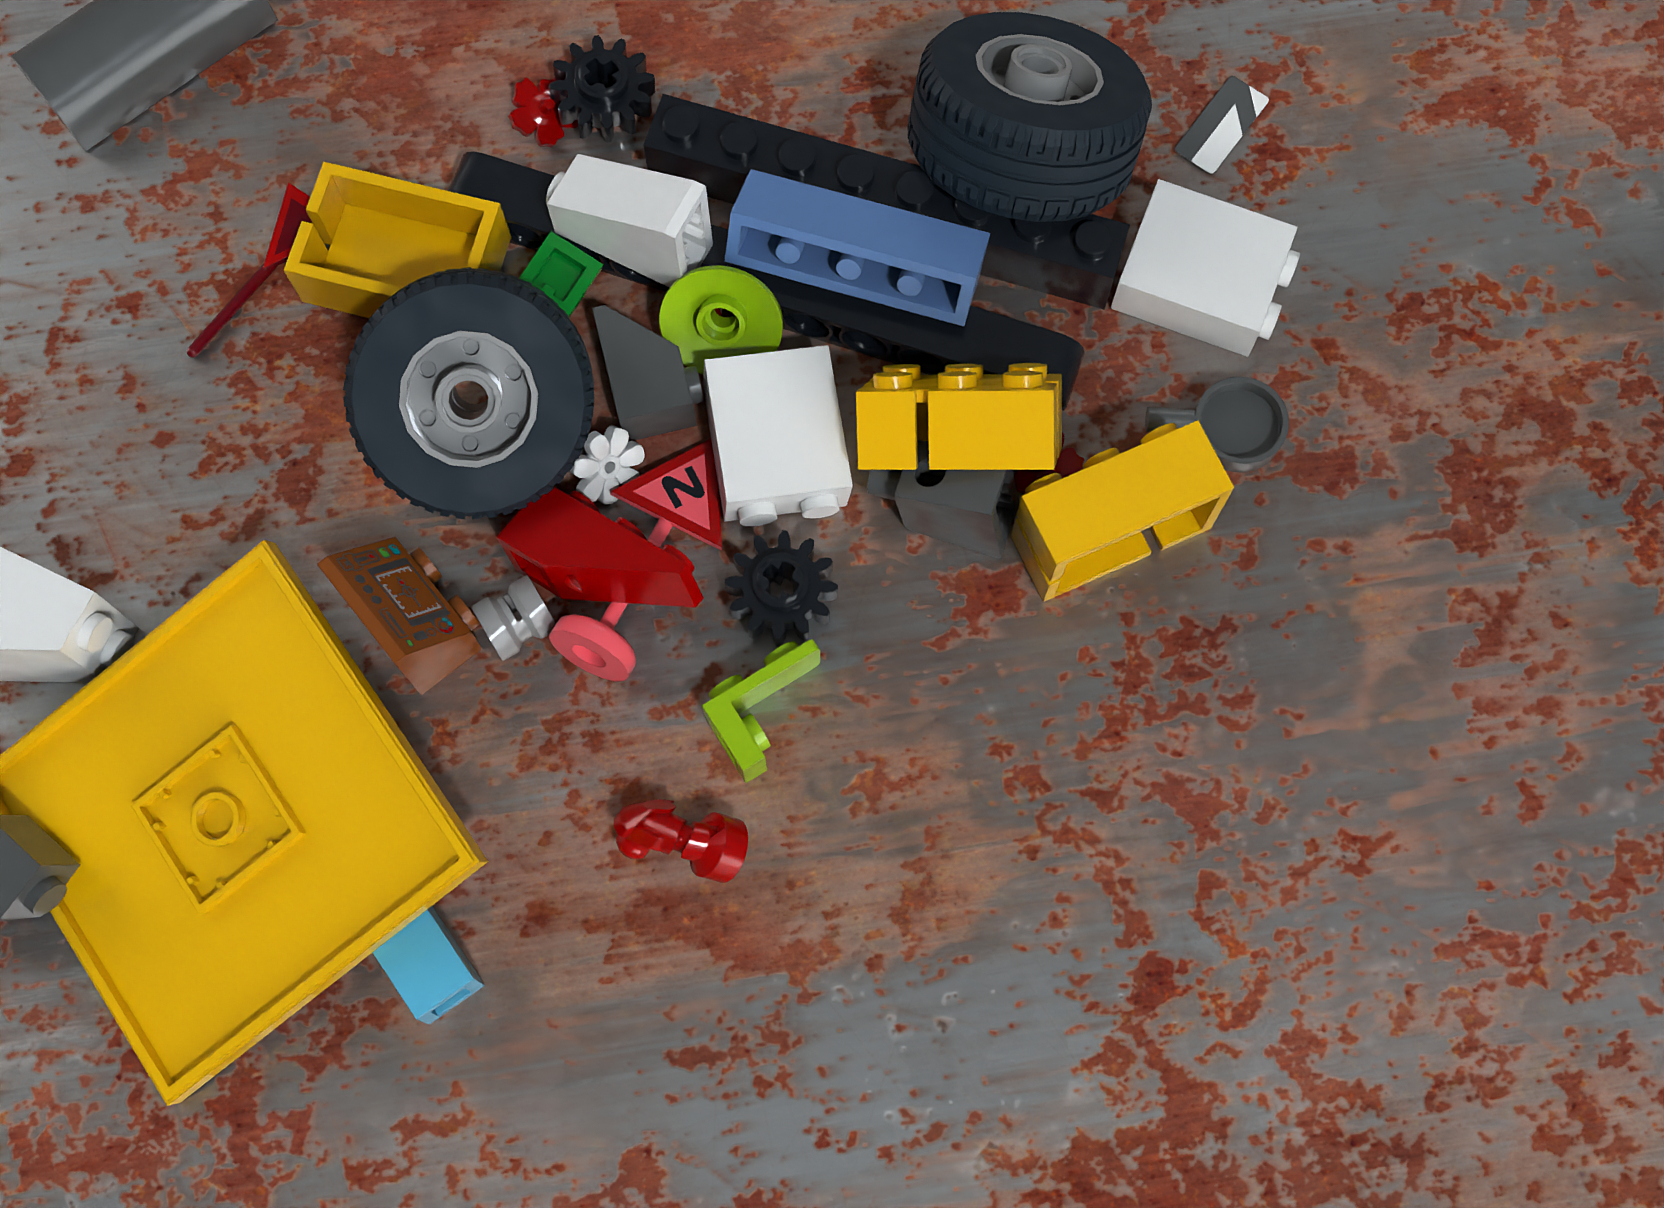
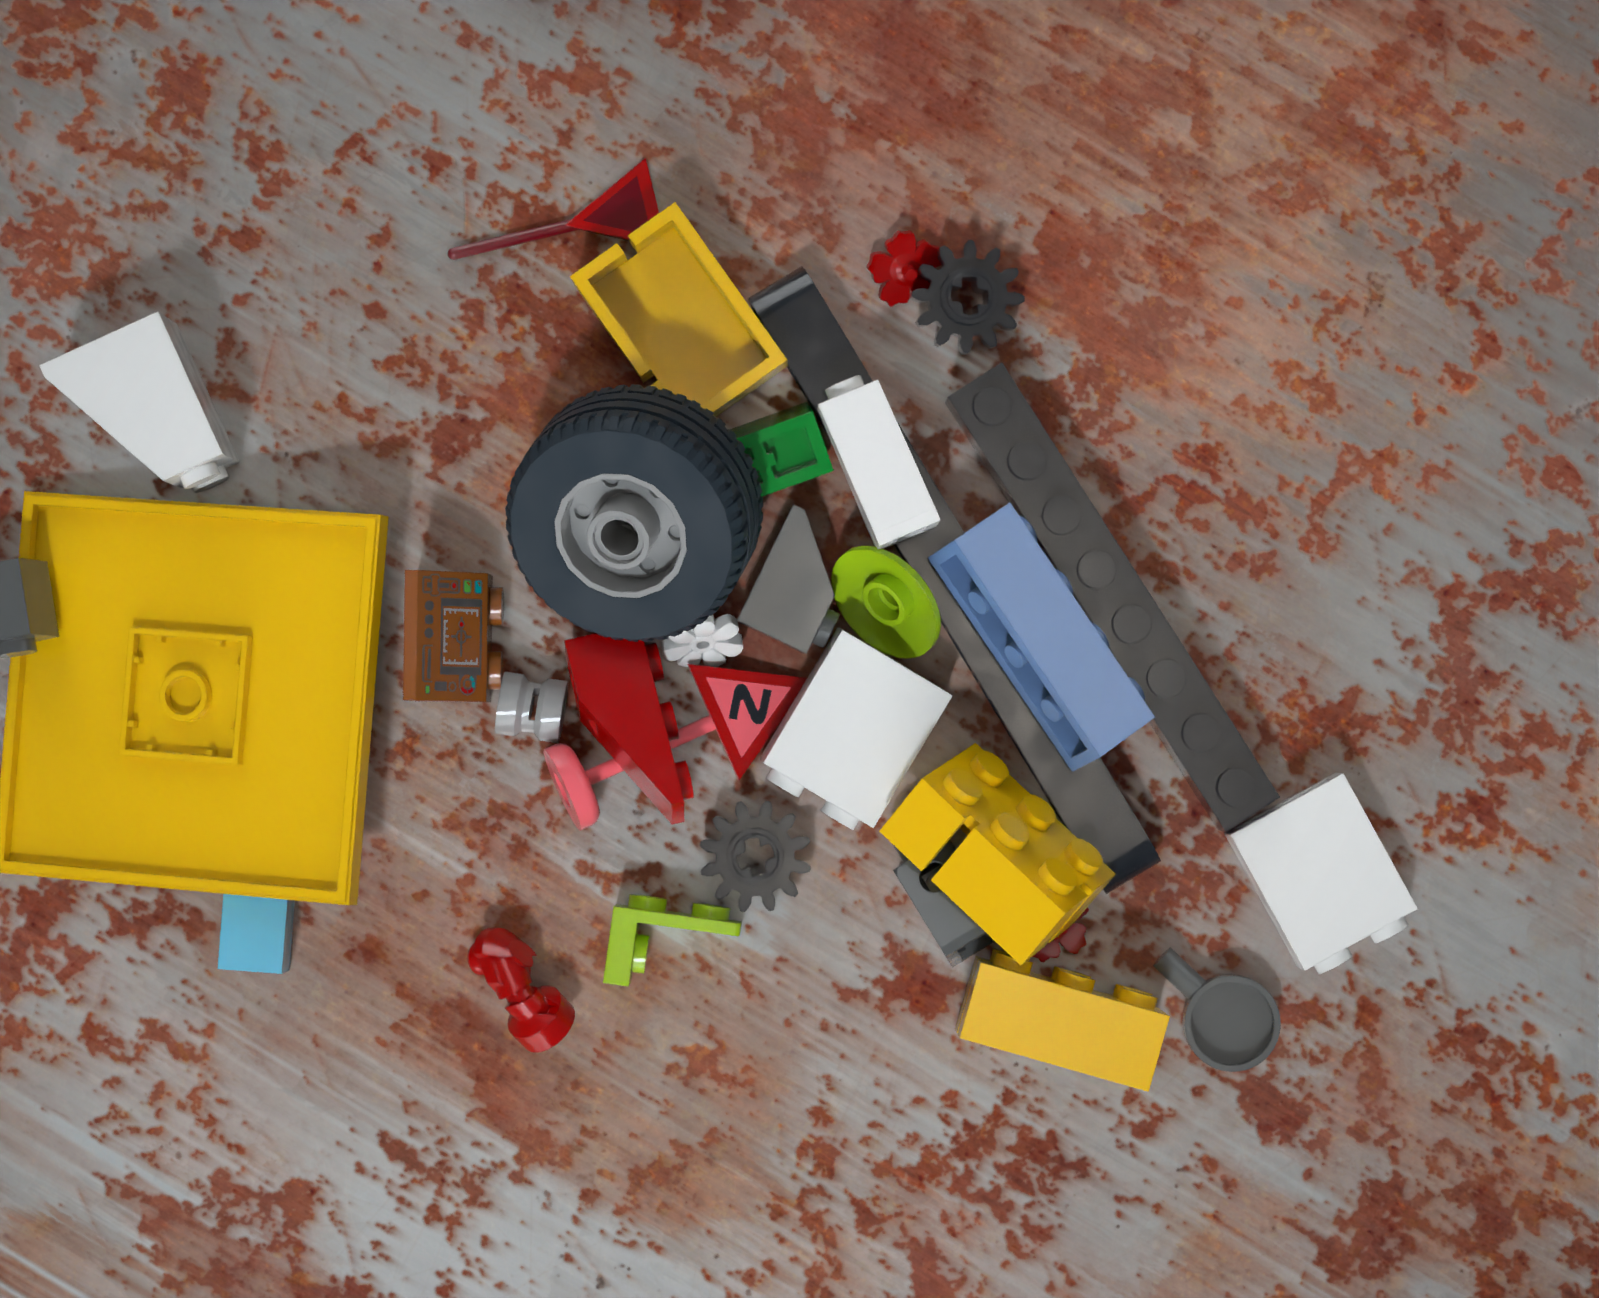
camera: 40 degrees right, 15 degrees up
(1028, 116) = (1275, 641): black wheel -> none
(1221, 124) = (1461, 750): sticker -> none

